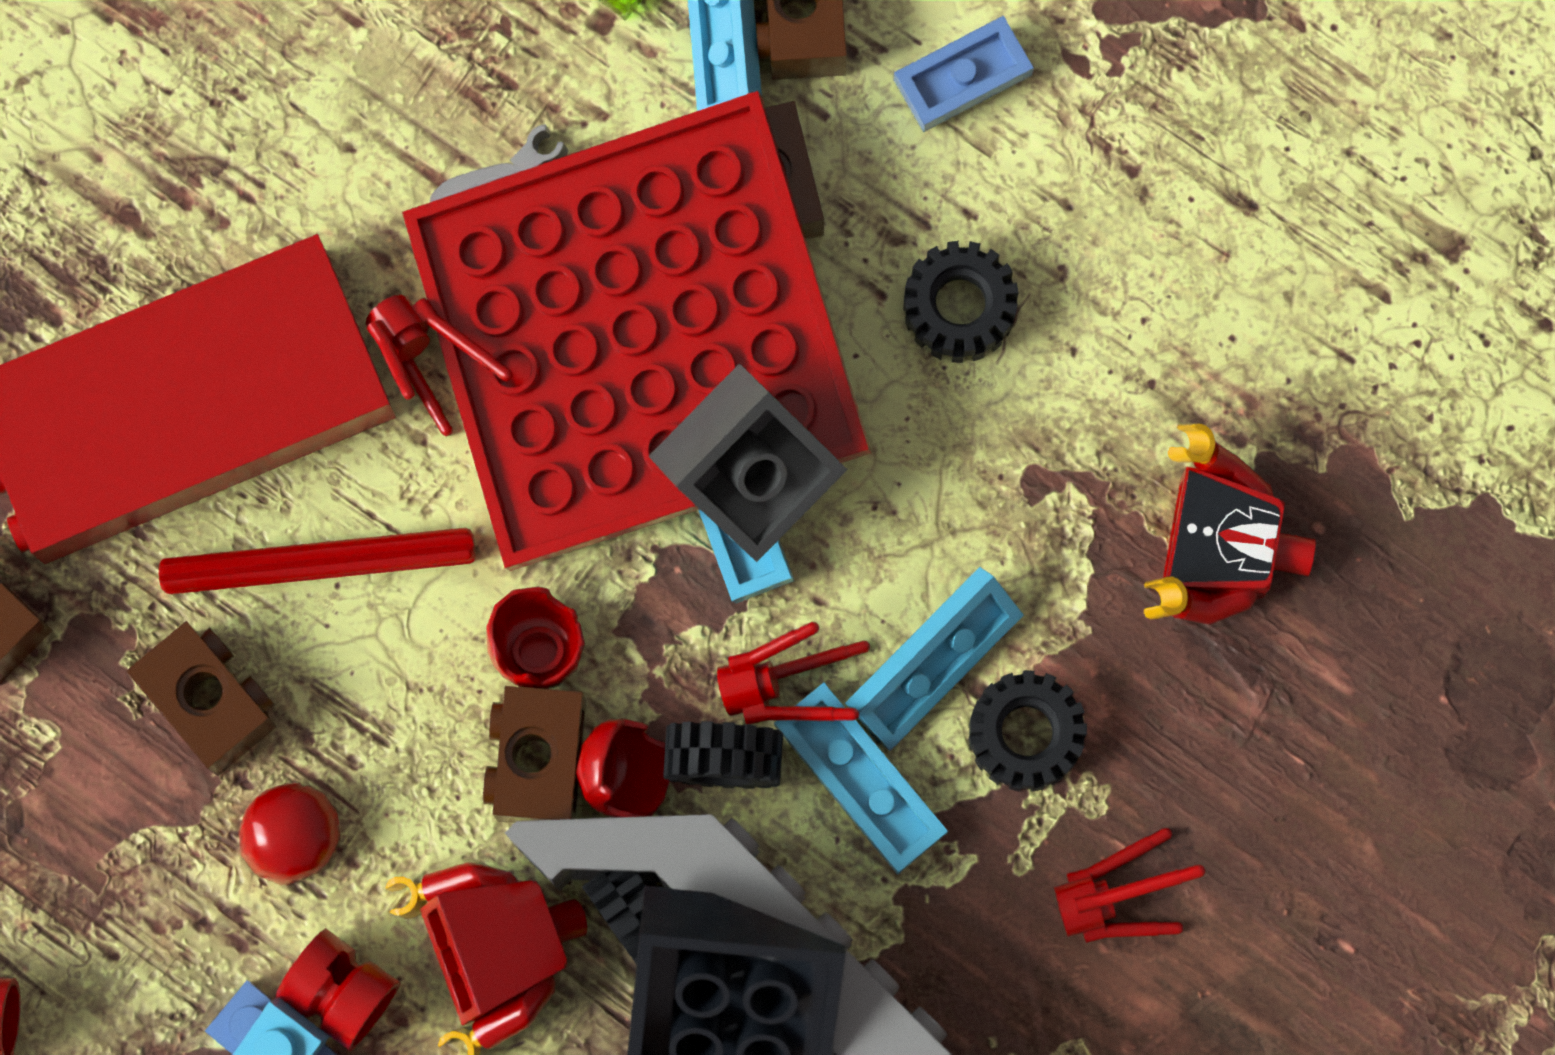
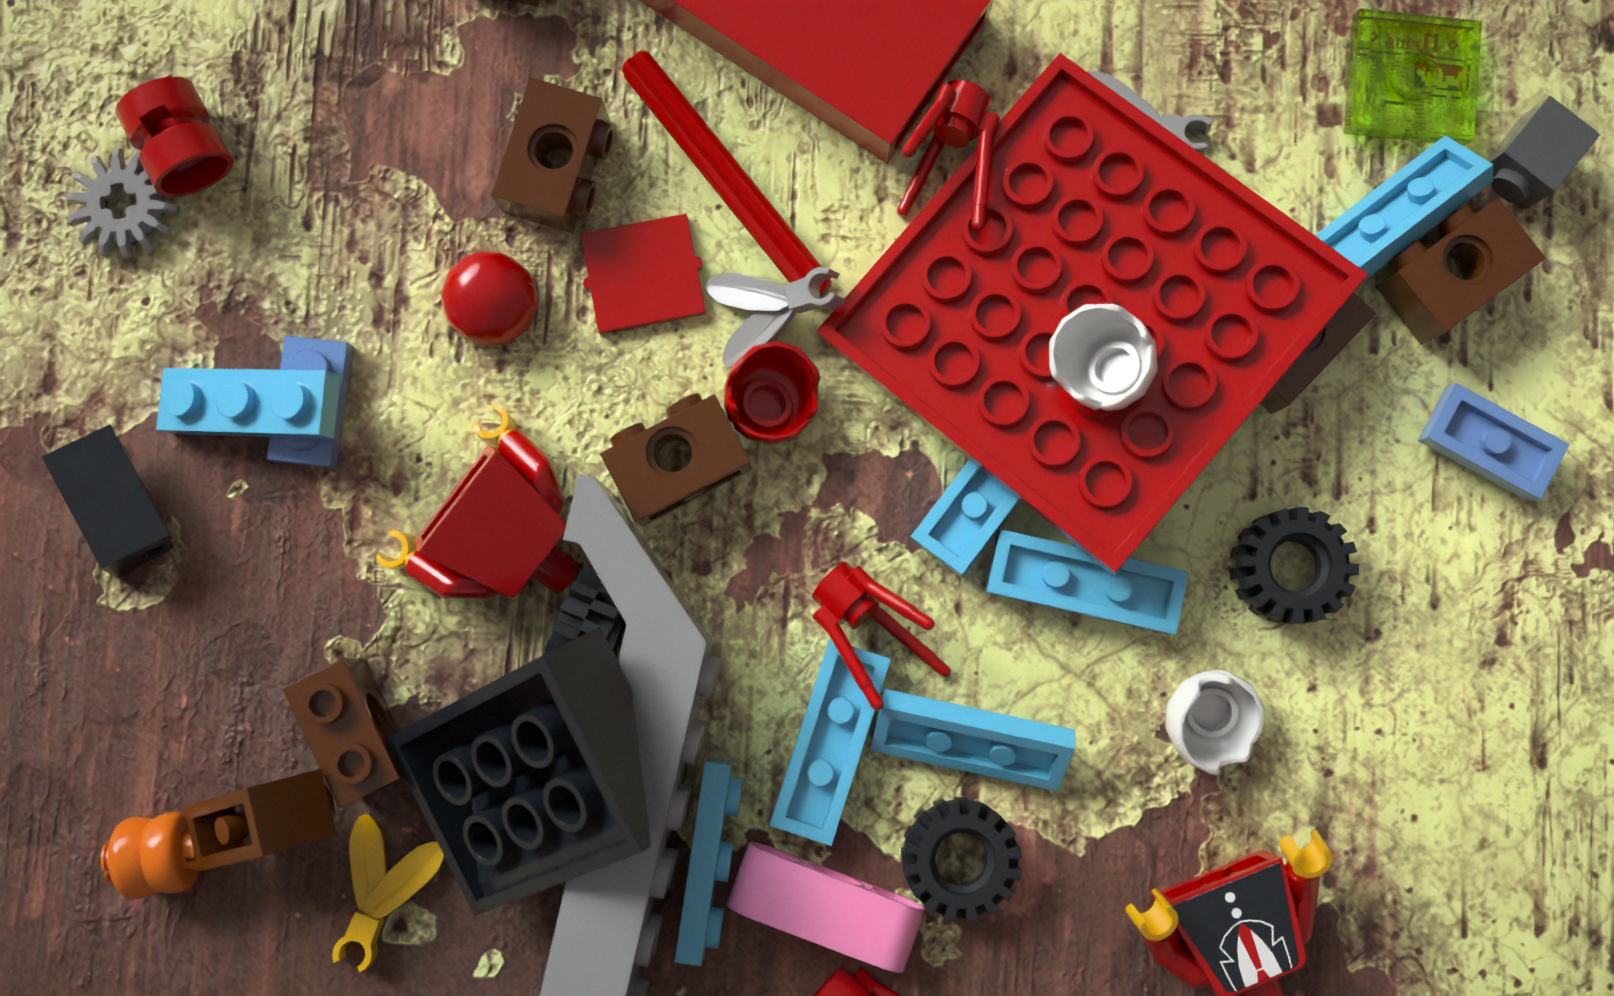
camera: 55 degrees right, 5 degrees up
(338, 989) = (386, 442): red wheel -> none
(354, 687) = (643, 274): none -> red piece
(456, 591) = (772, 305): none -> light grey piece
(622, 769) = (709, 538): red hair -> none
(686, 345) = (1103, 356): none -> white hair
(723, 755) = (772, 615): black tyre -> none
(747, 463) = (1034, 475): dark grey slope -> none
(894, 941) = (708, 861): none -> medium azure plate
(901, 448) = (1073, 582): none -> medium azure plate
(995, 868) = (826, 907): none -> bright pink beam
(1044, 447) = (1214, 720): none -> white hair

